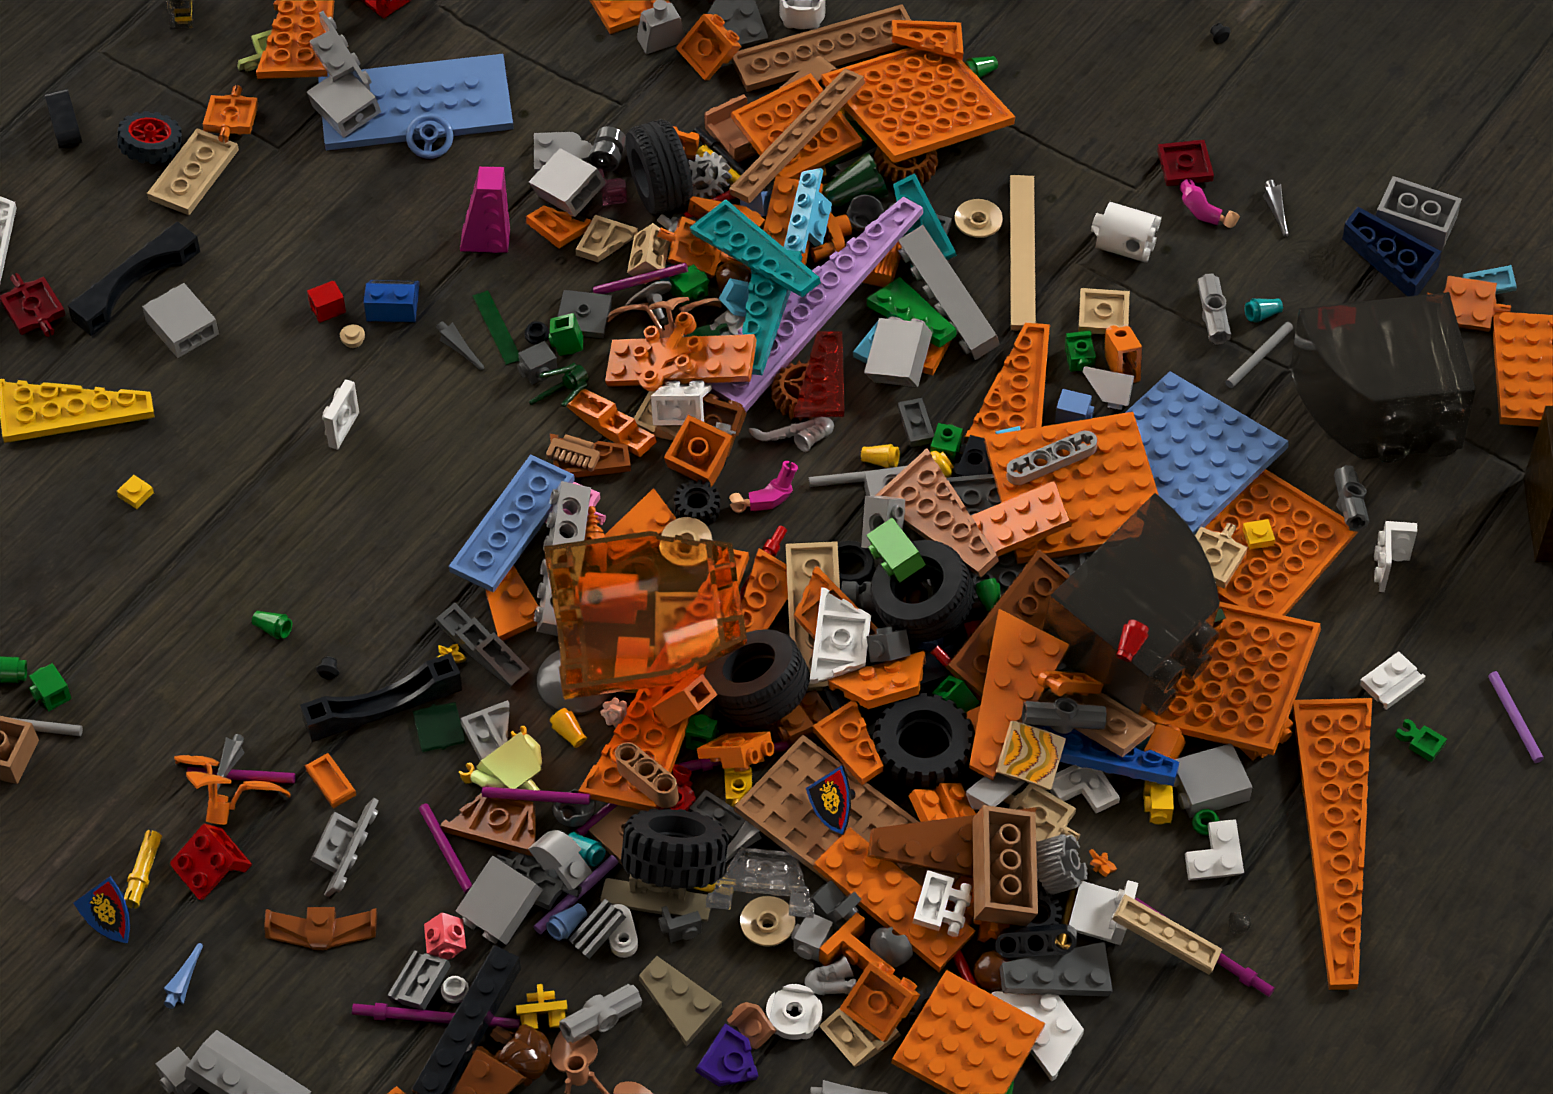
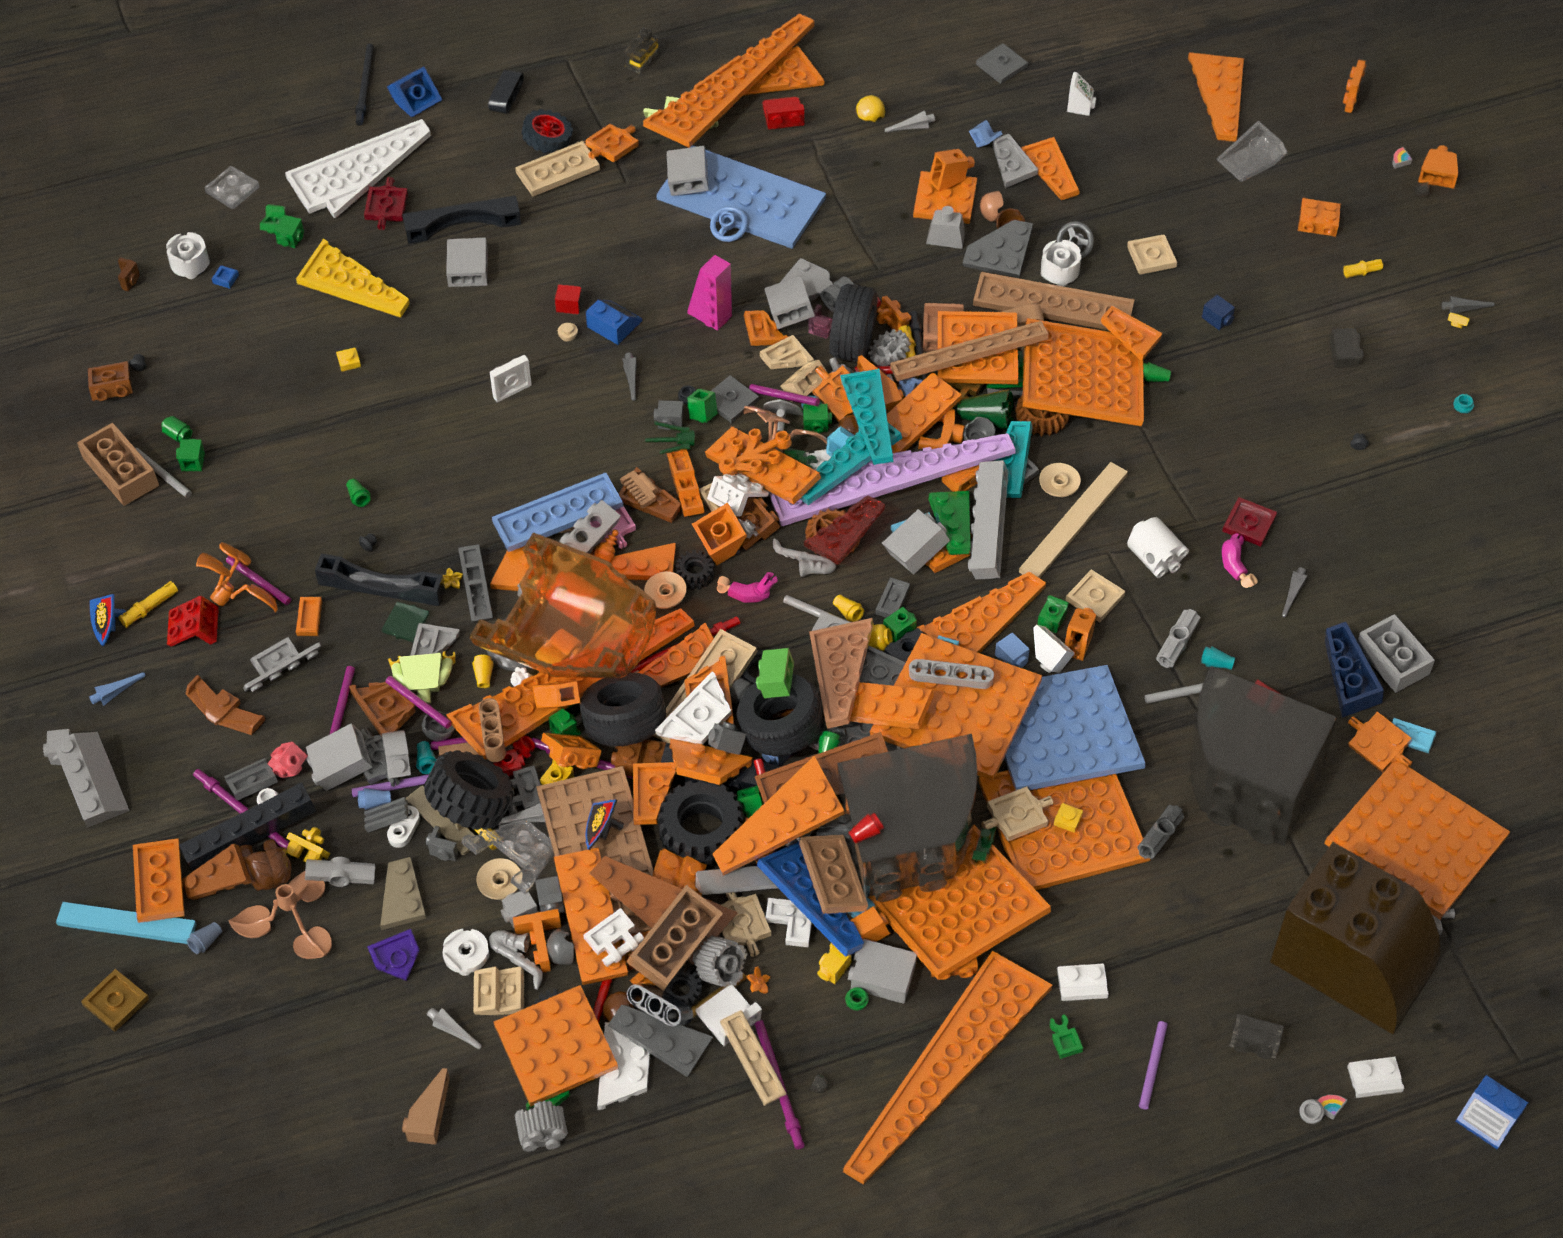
camera: 35 degrees right, 0 degrees up
(231, 754) = (261, 562): dark grey piece -> none
(334, 55) = (701, 135): light grey bracket -> none
(496, 327) = (668, 375): dark green sticker -> none
(709, 45) = (967, 257): orange plate -> none
(752, 1023) = (431, 940): nougat bracket -> none
(809, 213) = (932, 412): medium azure bracket -> none
(878, 511) = (803, 648): light grey brick -> none
(880, 999) = (521, 977): orange plate -> none
(1030, 755) = (758, 872): slope -> none
(1064, 715) = (800, 858): dark grey piece -> none
(1069, 682) = (825, 838): orange plate -> none
(1222, 859) = (845, 1031): white plate -> none
(1393, 544) = (1159, 879): white bracket -> none

